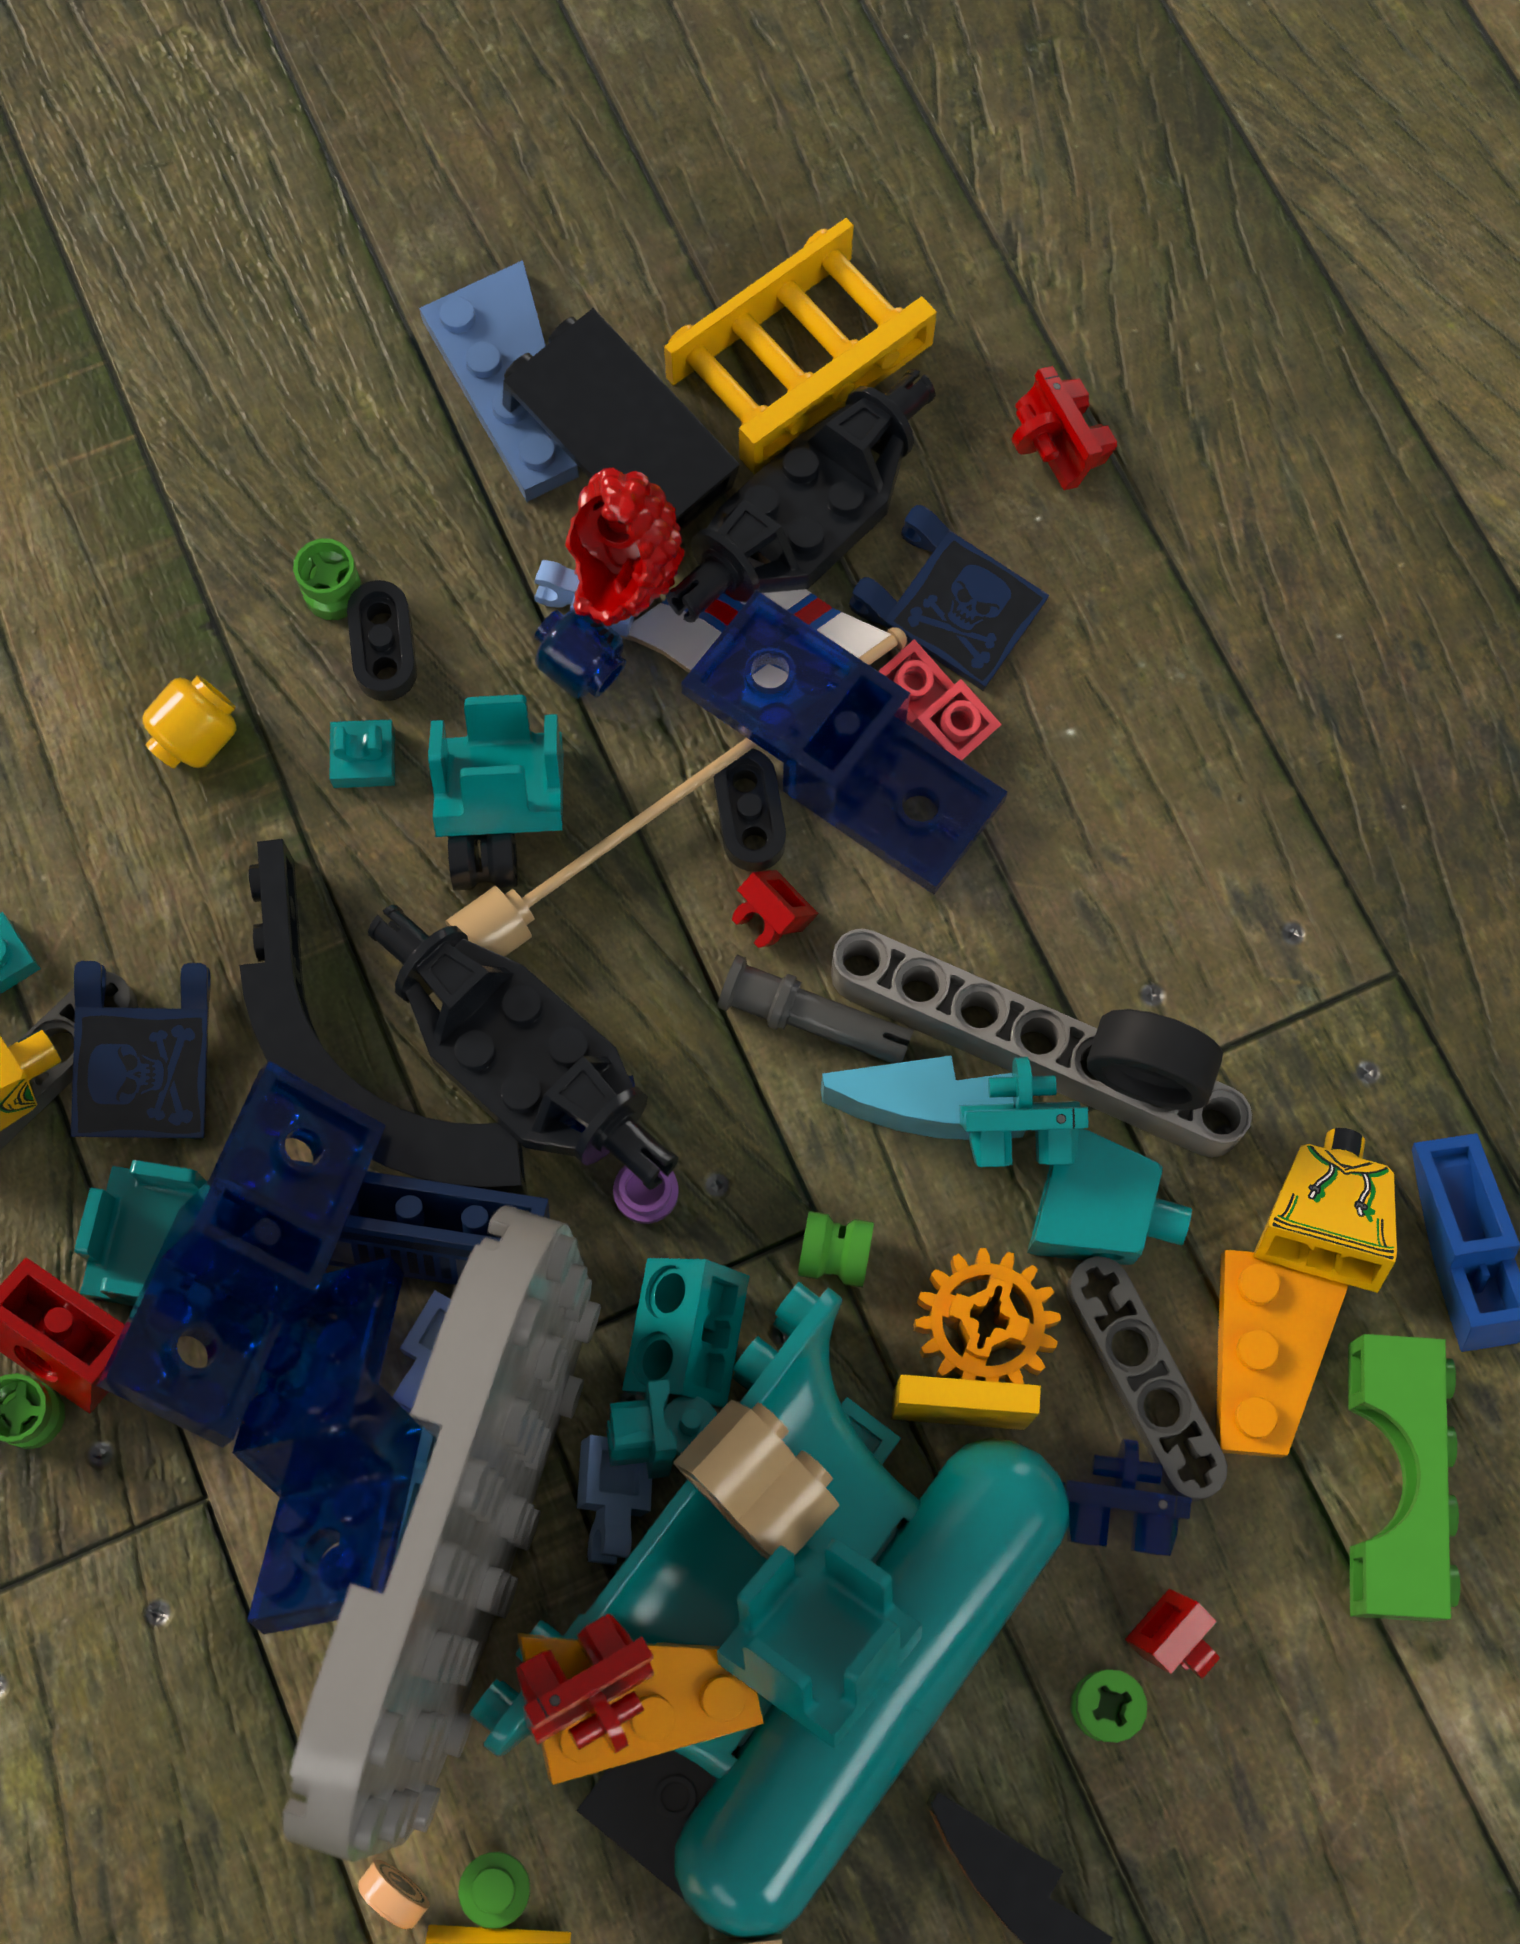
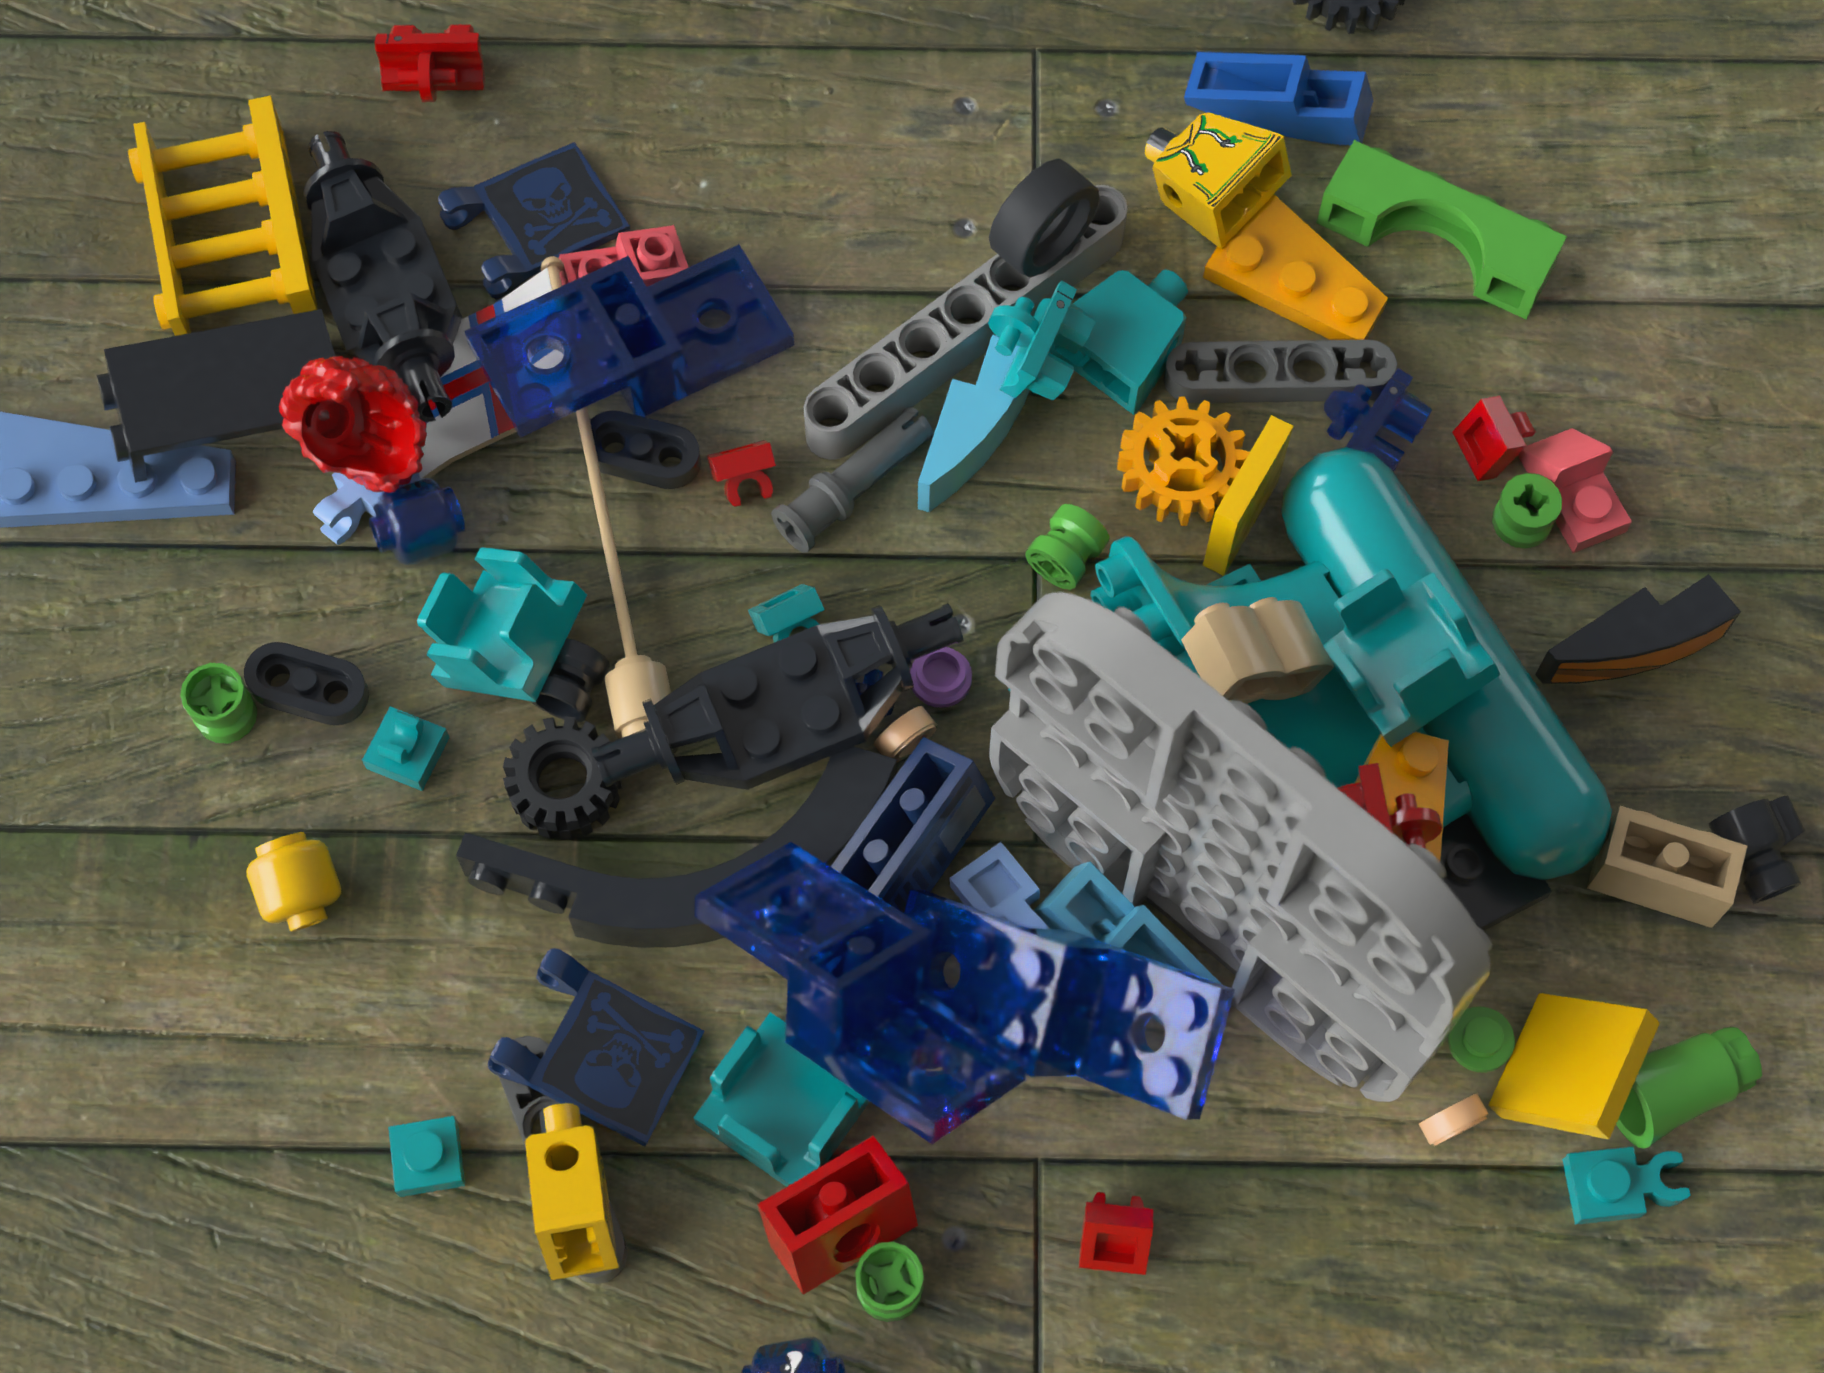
camera: 65 degrees left, 5 degrees down
(143, 1603) = (1116, 1236): none -> red tile
(379, 863) = (553, 813): none -> black tyre
(564, 1184) = (905, 734): none -> light nougat tile
(641, 1016) = (787, 611): none -> teal tile
(1175, 1742) = (1589, 503): none -> coral slope

